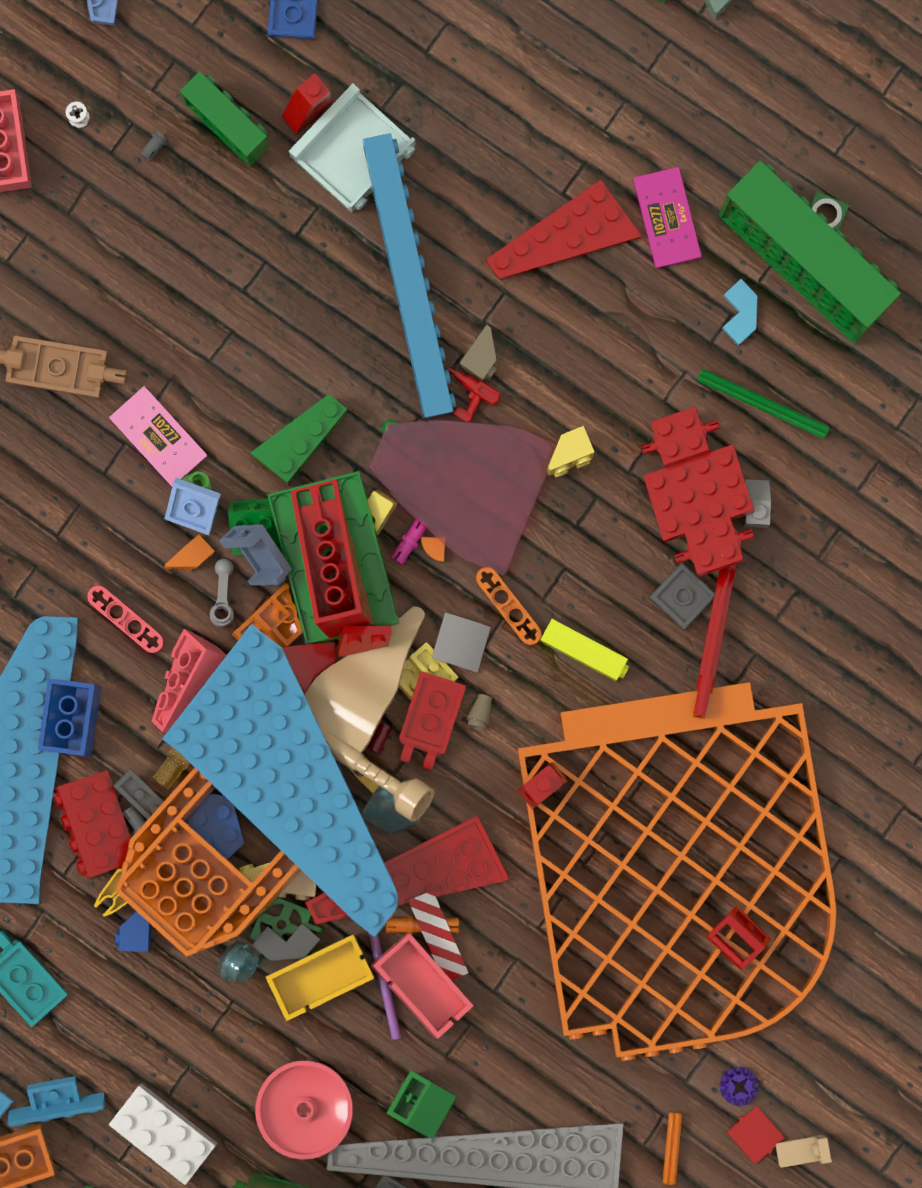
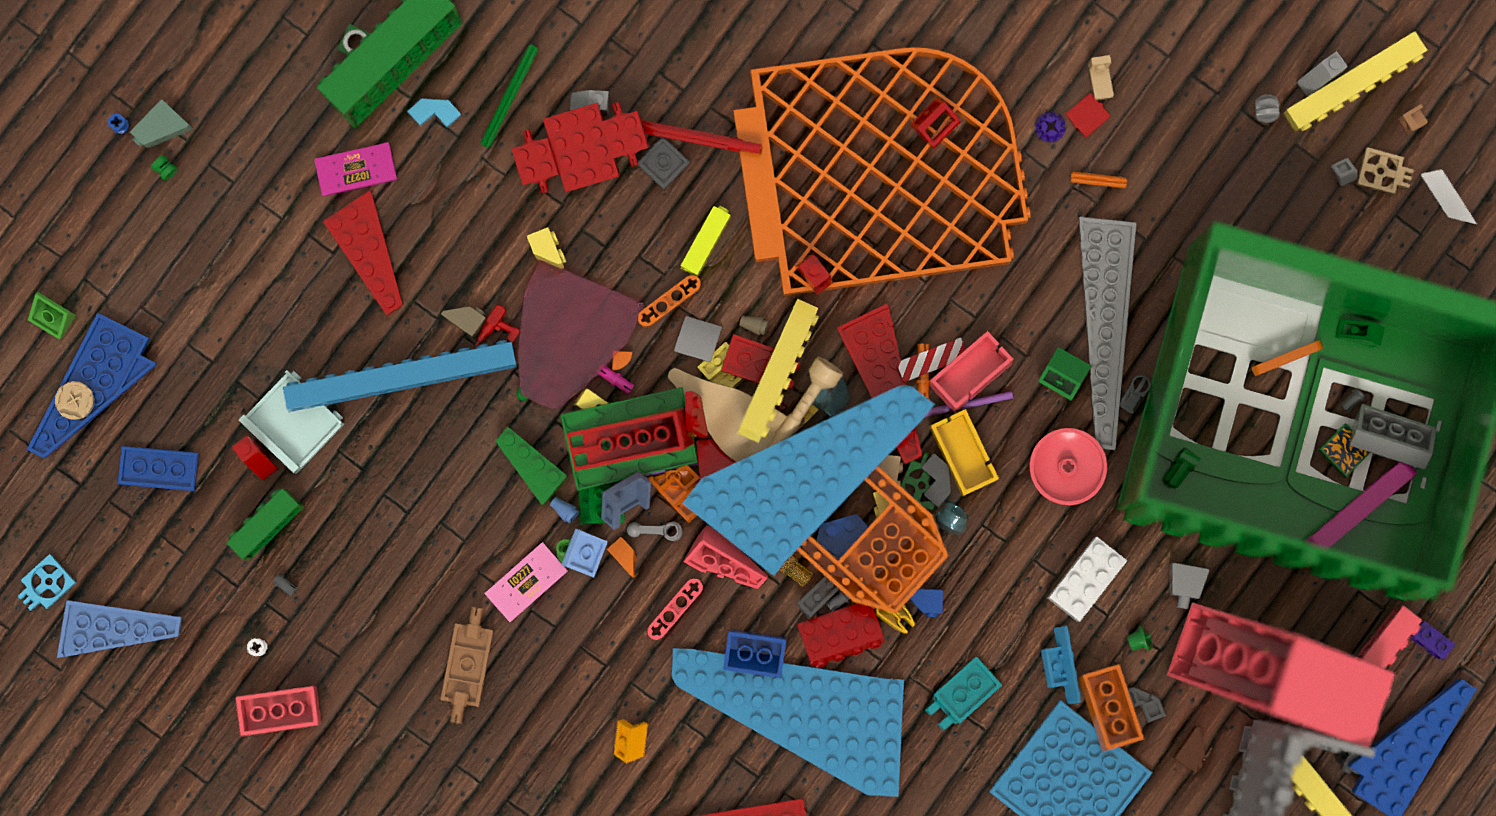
camera: 90 degrees left, 0 degrees up
(247, 481) = (565, 510): none -> medium blue cone
(417, 740) = (777, 371): none -> light yellow brick

